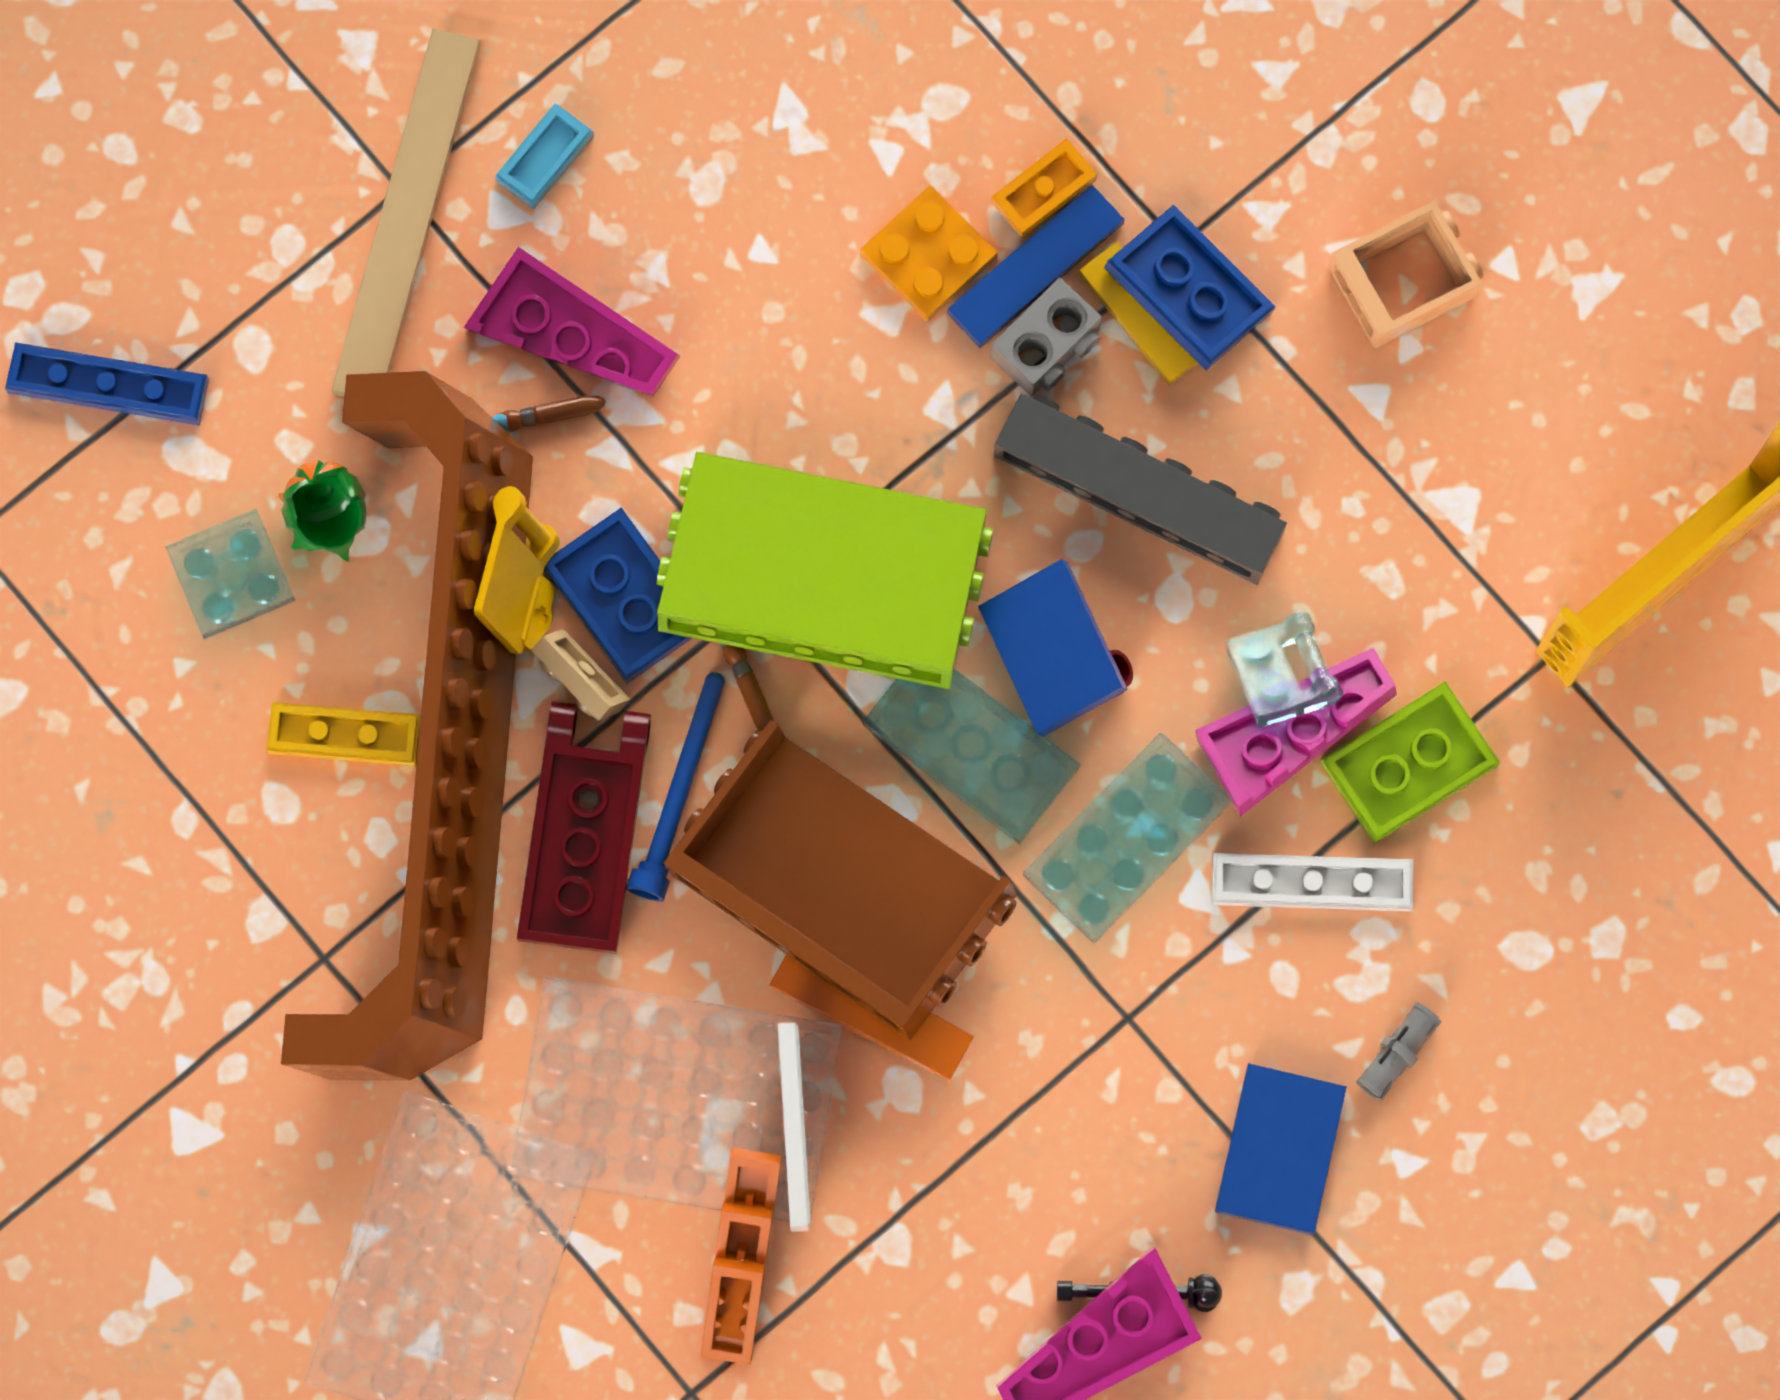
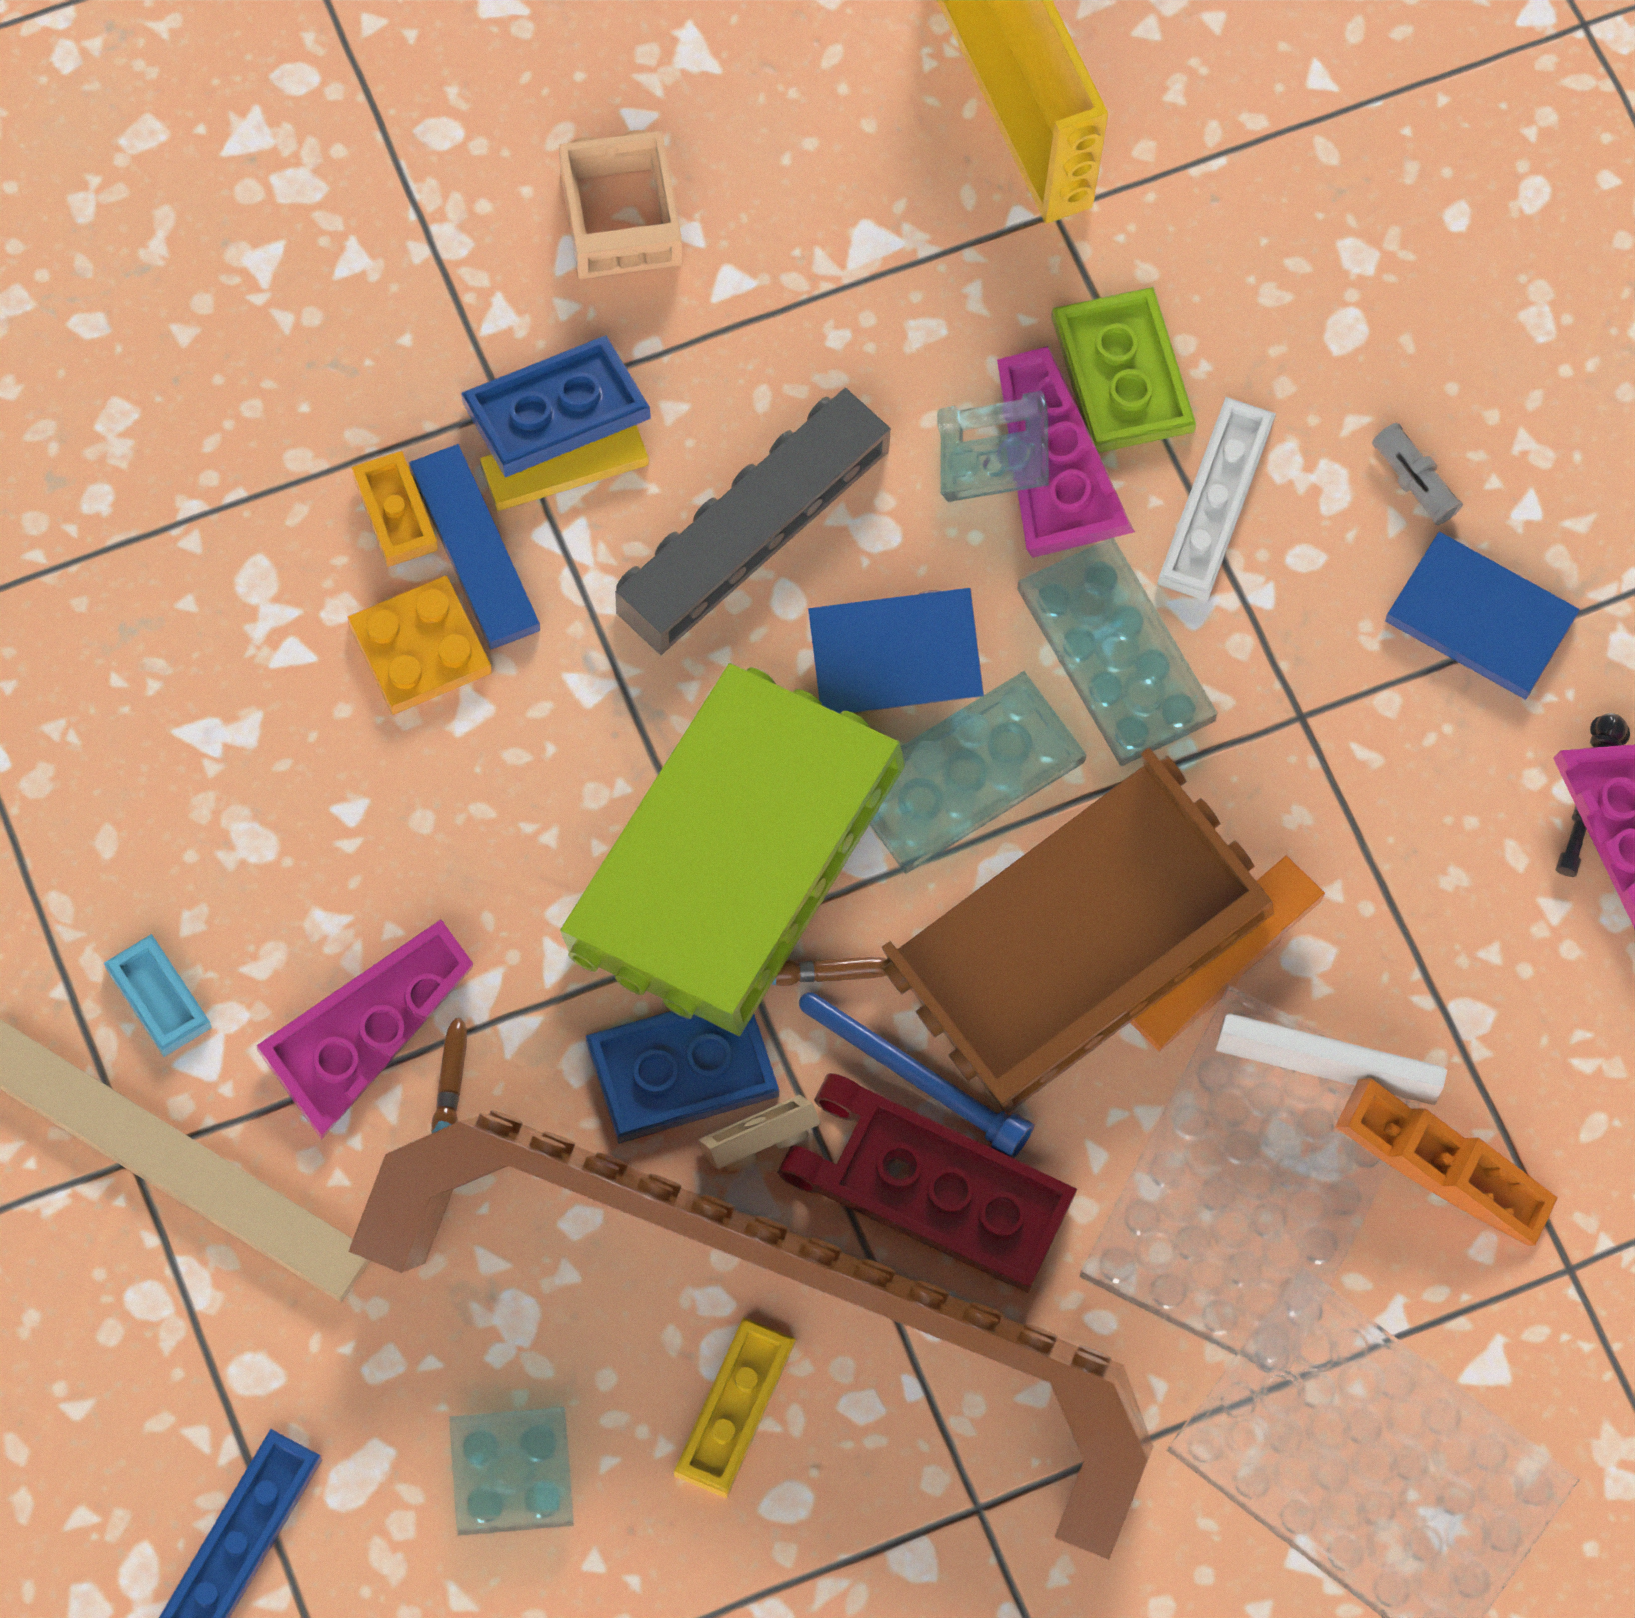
camera: 75 degrees left, 10 degrees down
(324, 507) = (481, 1334): green hair -> none
(513, 592) = (644, 1152): yellow piece -> none
(1036, 331) = (551, 558): light grey brick -> none

